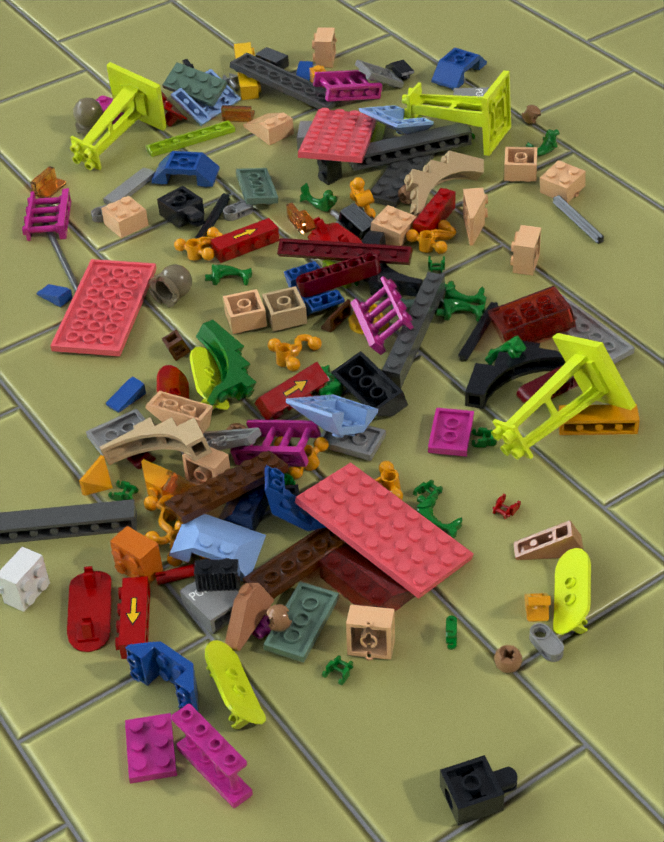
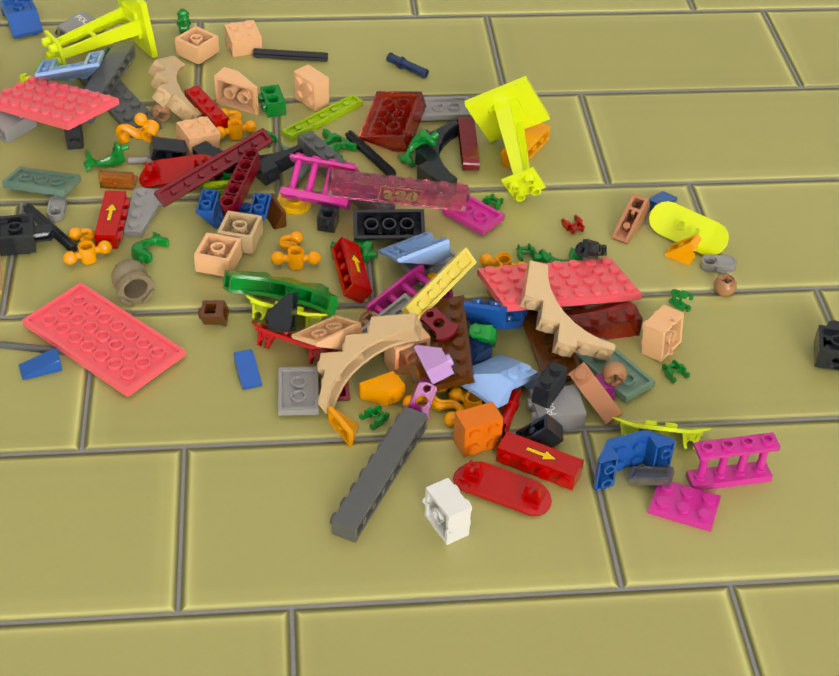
camera: 65 degrees left, 0 degrees up
(156, 499) = (428, 392): none -> piece
(164, 703) = (651, 475): none -> flat silver tile
(169, 605) = (544, 431): none -> black slope
(176, 484) = (435, 362): none -> lavender slope
(184, 376) = (284, 313): none -> black slope
(225, 474) = (443, 333): none -> dark red piece
(253, 504) = (484, 333): none -> green animal
(264, 252) = (141, 211): none -> light grey wing
(281, 442) = (440, 283): none -> light yellow plate
(318, 511) = (552, 319): none -> tan arch
(353, 345) = (328, 218): none -> black brick
(408, 363) = (397, 190): none -> clear pink brick
(460, 529) = (590, 249): none -> black hips
(491, 241) = (272, 101): none -> green brick
(502, 279) = (322, 117): none -> lime tile
(611, 556) = (661, 197): none -> blue slope
(644, 286) = (401, 62): none -> dark blue pin

